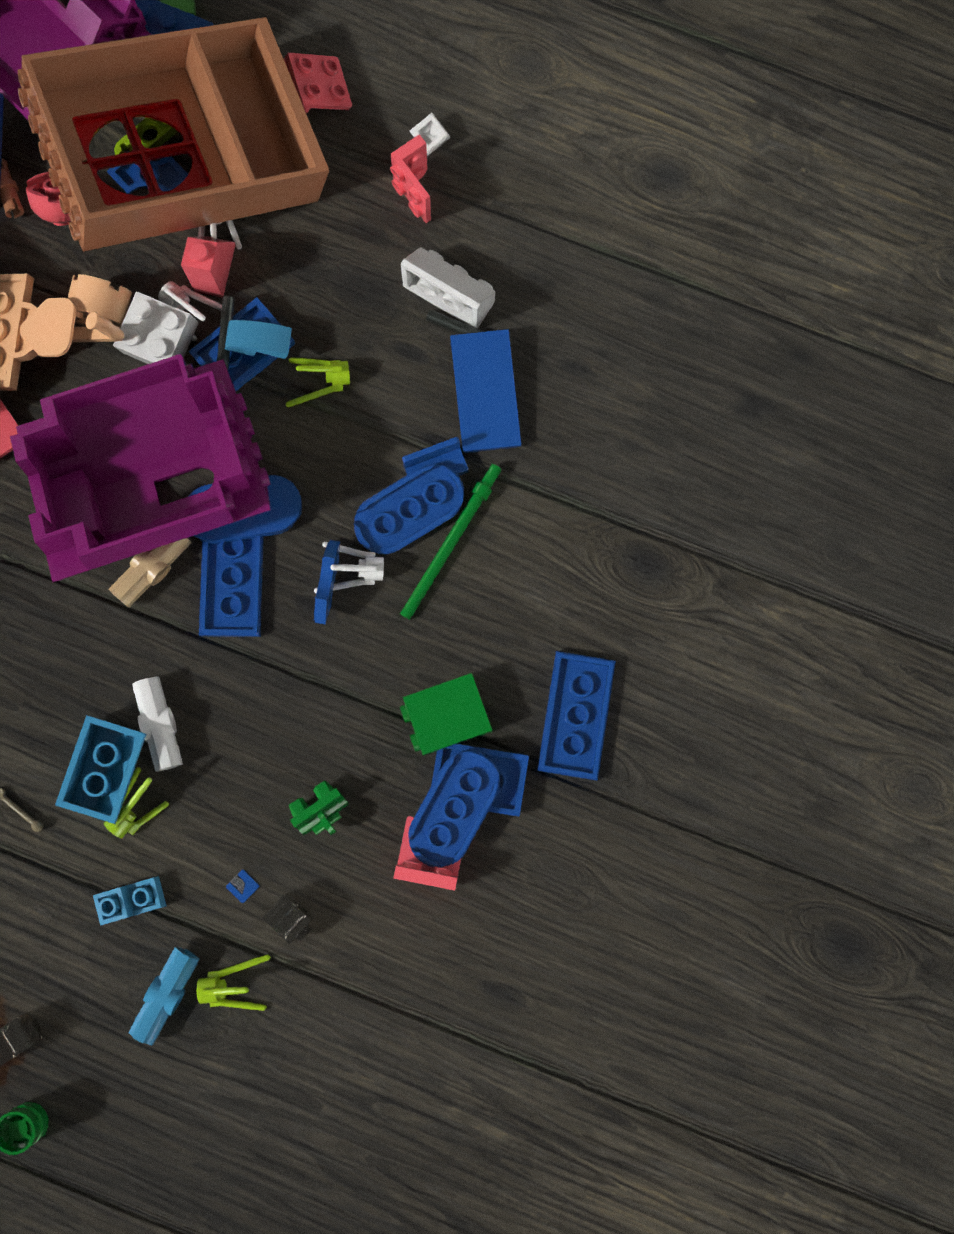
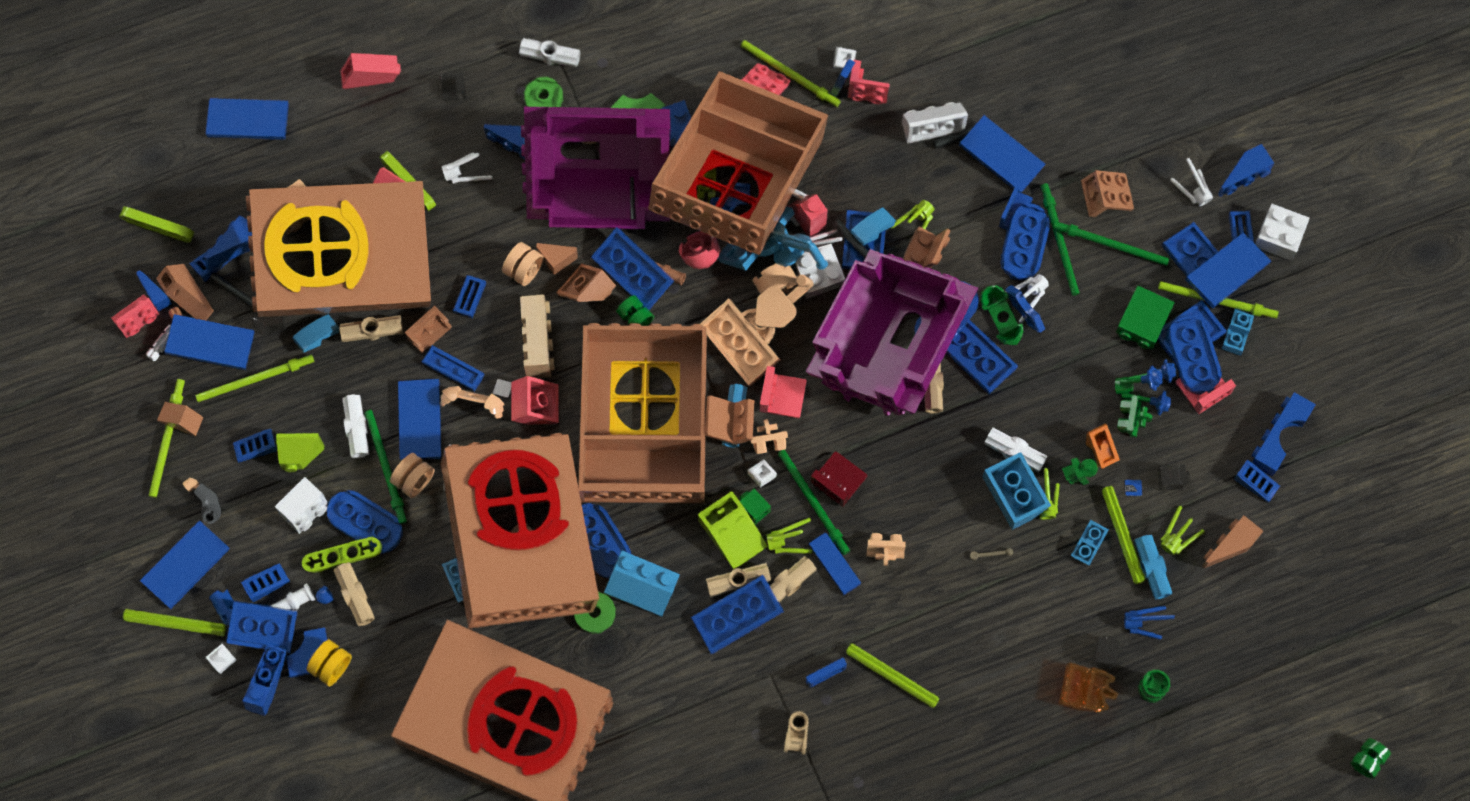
camera: 40 degrees left, 10 degrees down
(82, 1033) = (1134, 619): none -> blue plant
(130, 268) = (785, 247): none -> dark azure plate
(173, 927) = (1123, 535): none -> lime axle
(190, 815) = (1079, 471): none -> green hips
(248, 812) = (1102, 445): none -> orange slope
(282, 1059) = (1238, 541): none -> nougat slope
(290, 413) = (926, 247): none -> nougat bracket
(308, 545) = (995, 300): none -> green piece
(367, 147) = (821, 93): none -> lime bar
(369, 793) = (1154, 379): none -> blue plant
(370, 988) = (1246, 482): none -> blue slope
(387, 141) = (842, 78): none -> tile
(419, 998) = (1271, 454): none -> blue arch
(471, 546) = (1073, 230): none -> green bar
(534, 828) = (1237, 332): none -> dark azure slope
(555, 540) = (1106, 191): none -> nougat bracket
(579, 825) = (1256, 309): none -> lime bar
(590, 751) = (1227, 270): none -> blue tile
(642, 740) = (1239, 214): none -> blue tile
(656, 640) = (1202, 193): none -> white plant
(698, 766) = (1281, 232): none -> white brick
(743, 659) = (1252, 165): none -> blue slope

